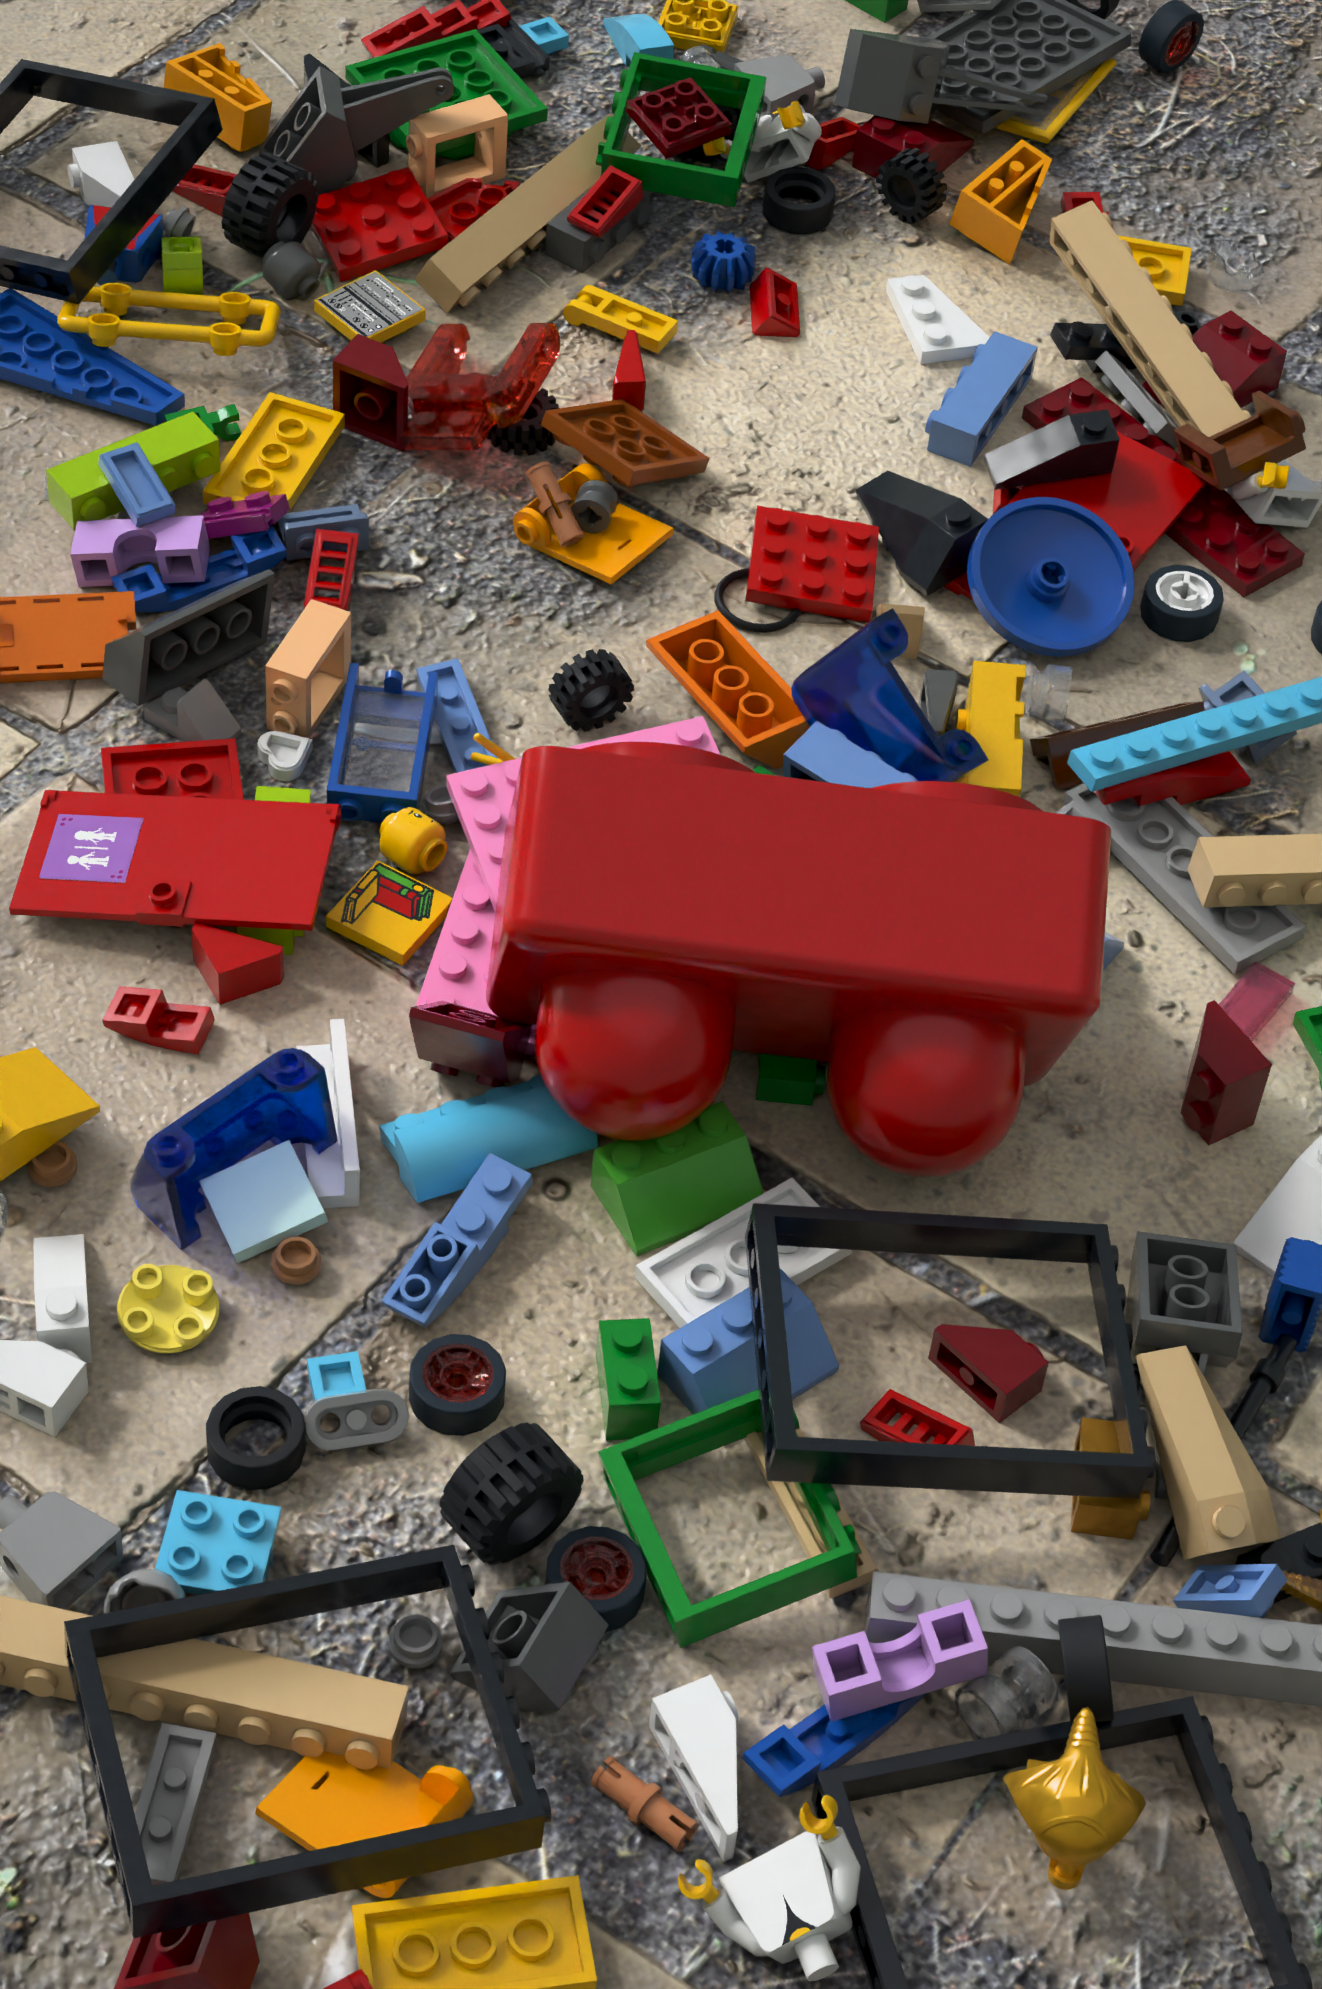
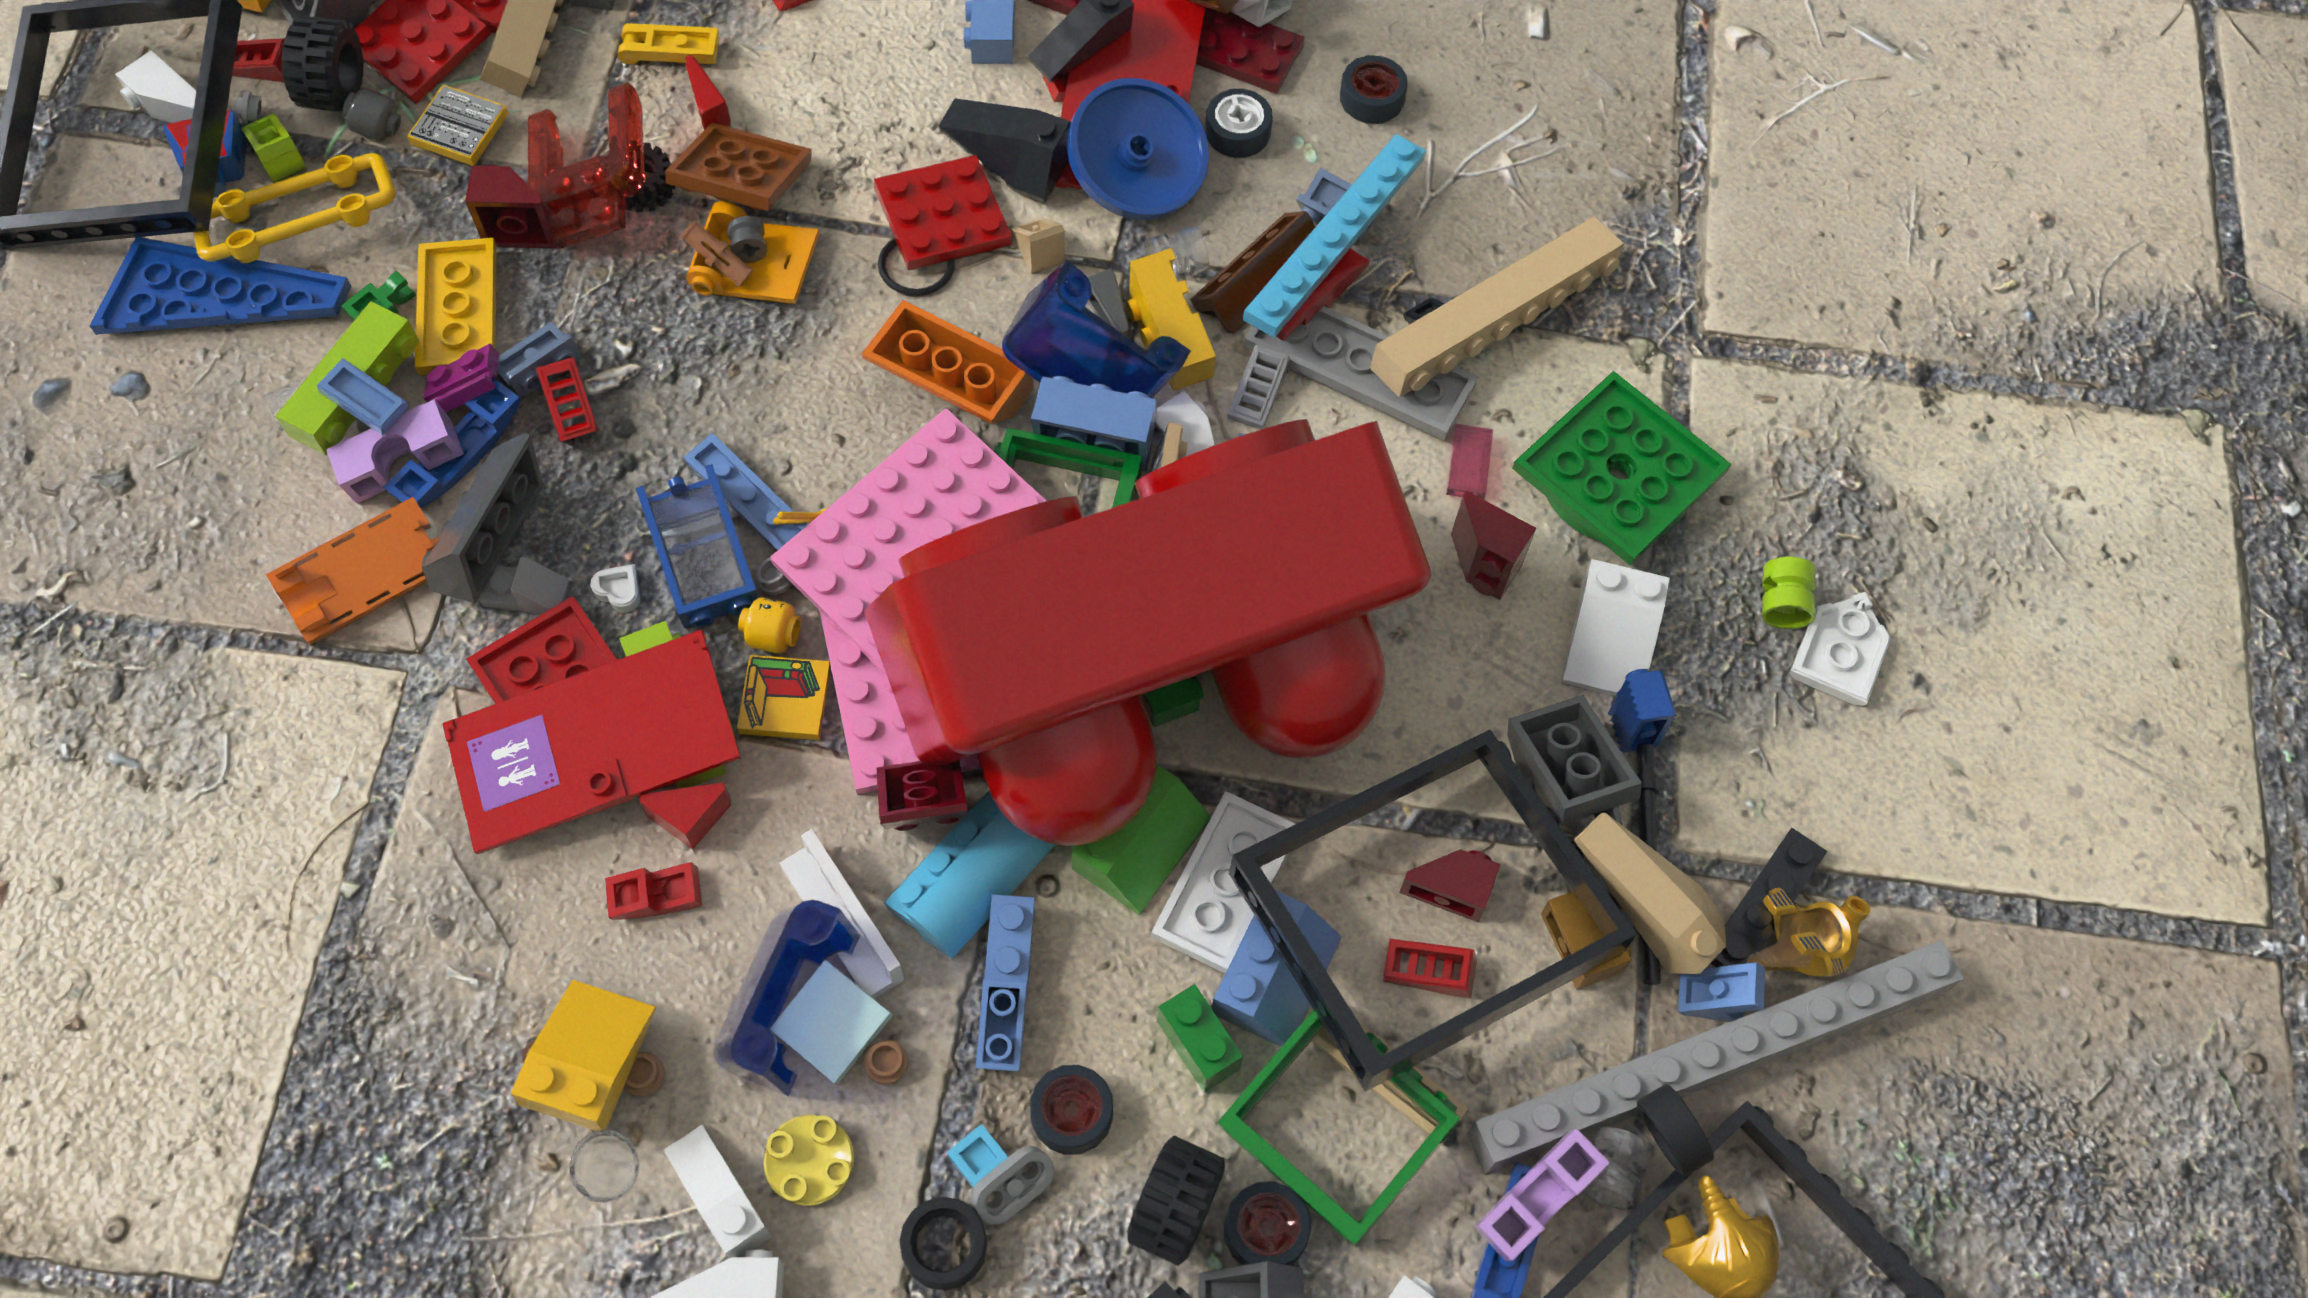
camera: 25 degrees left, 15 degrees up
(308, 669) = (601, 506): light nougat window -> none
(591, 690) = (838, 417): black tyre -> none

